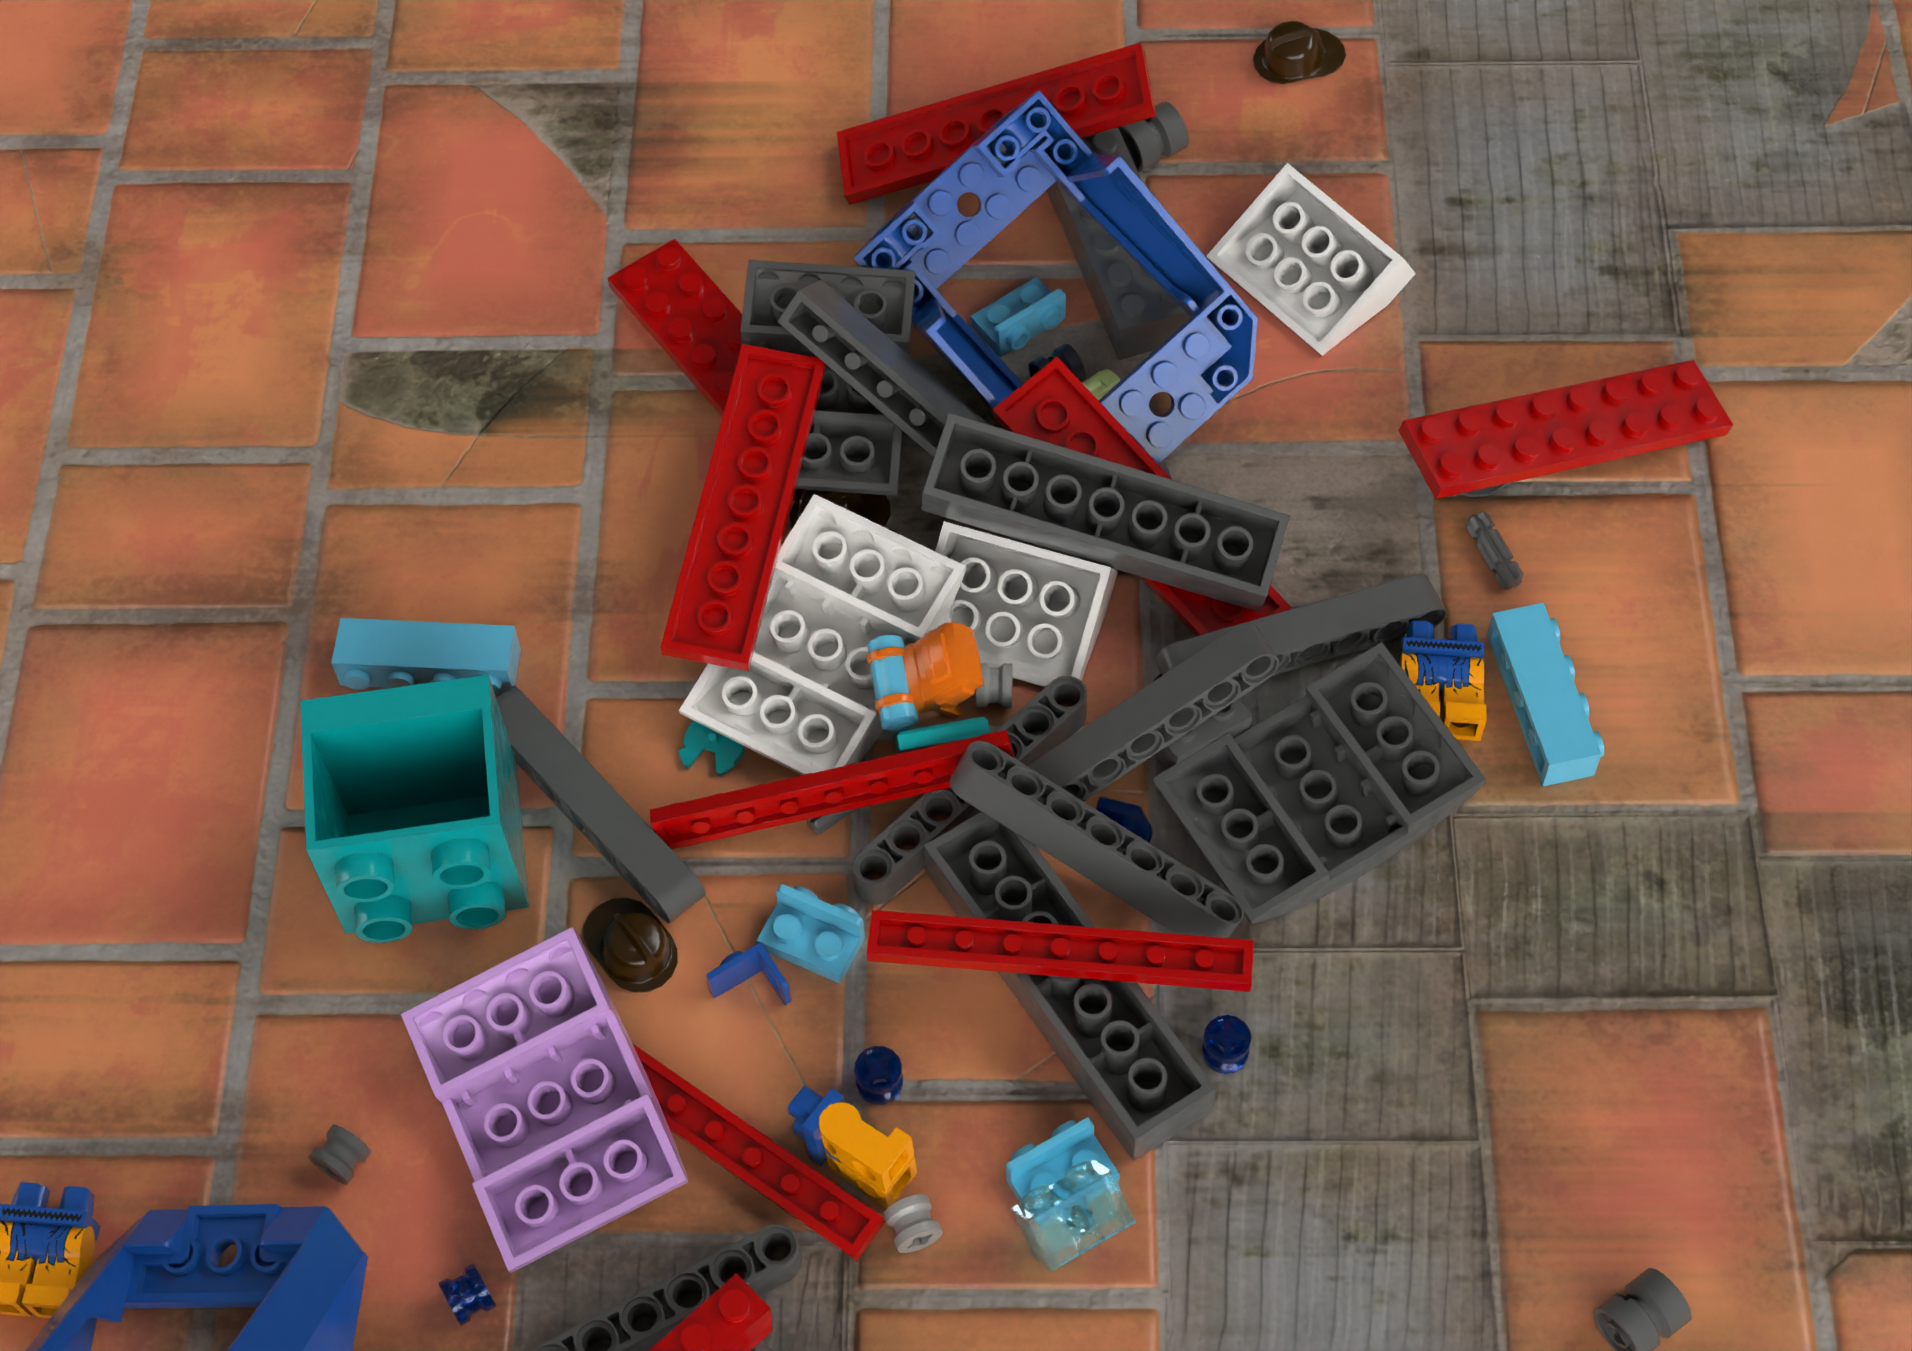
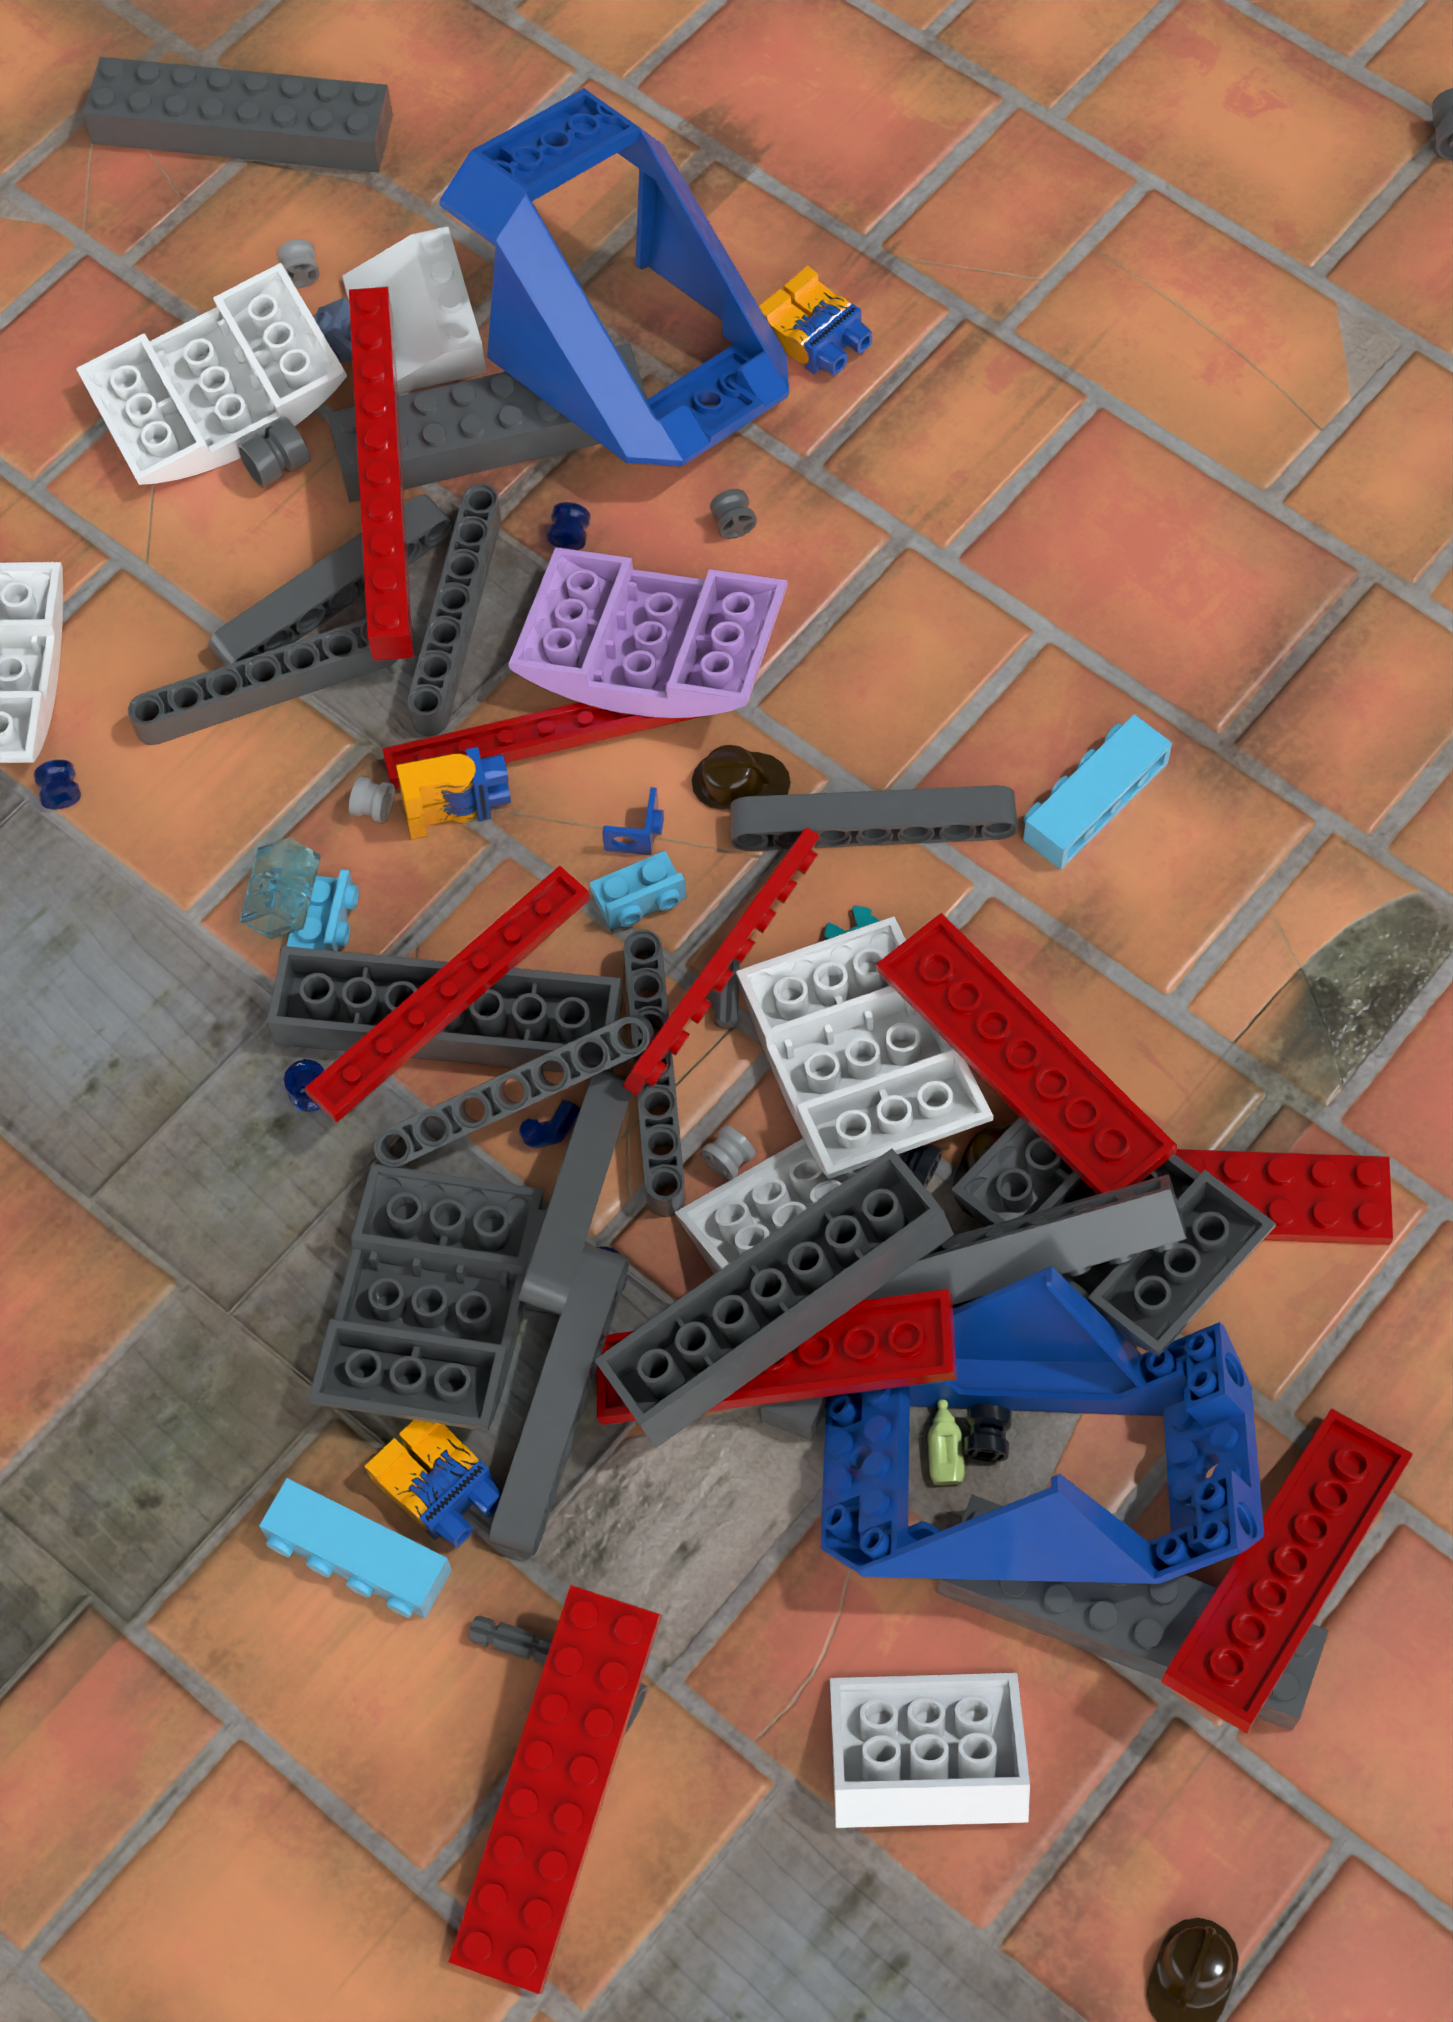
camera: 130 degrees right, 5 degrees up
(413, 807) = (931, 663): teal piece -> none
(878, 1064) = (493, 844): clear blue wheel -> none
(923, 675) = (762, 1080): orange piece -> none
(940, 733) = (709, 1069): teal tile -> none
(1019, 316) = (1079, 1450): medium azure bracket -> none
(1127, 815) = (531, 1165): clear blue arm -> none
(1155, 136) = (1183, 1730): dark grey wheel -> none

